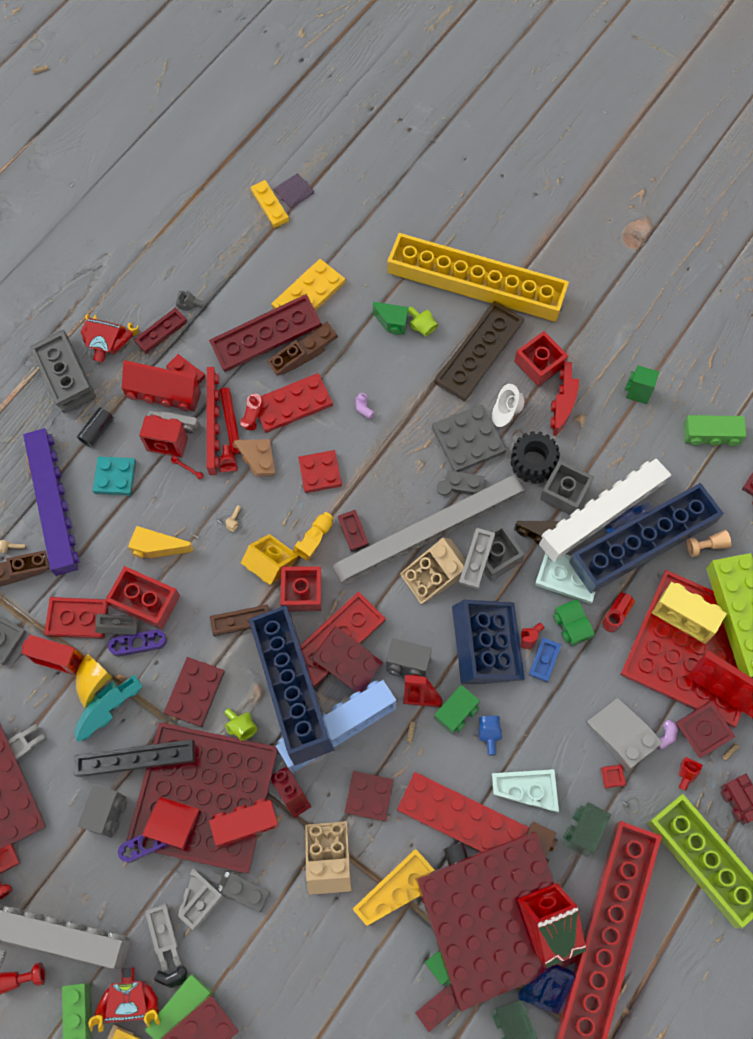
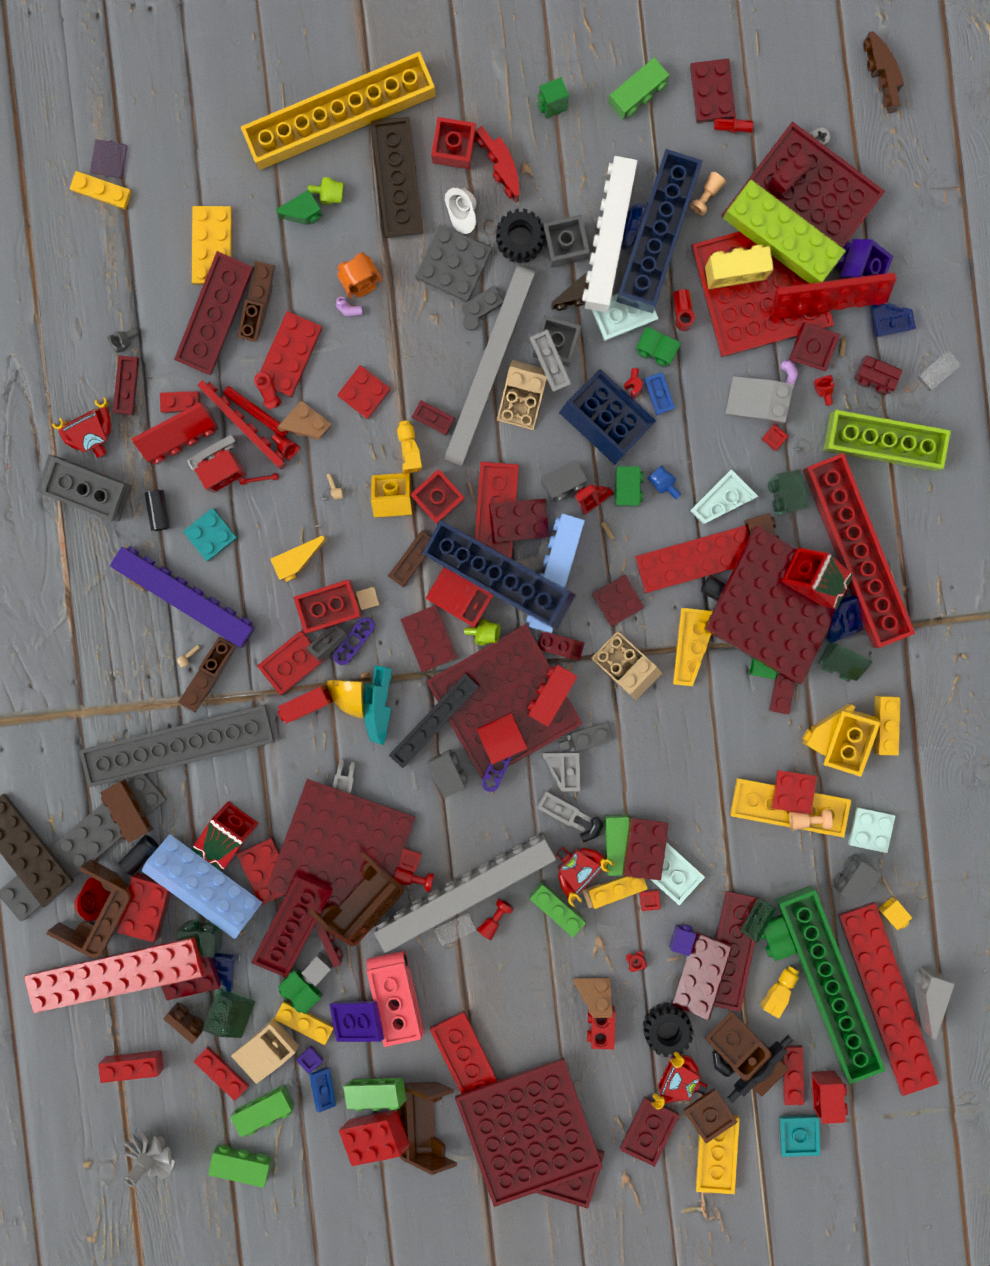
camera: 45 degrees left, 20 degrees up
(178, 620) = (367, 598): none -> tan tile
(246, 681) = (459, 597): none -> red slope
(390, 389) = (358, 275): none -> orange brick

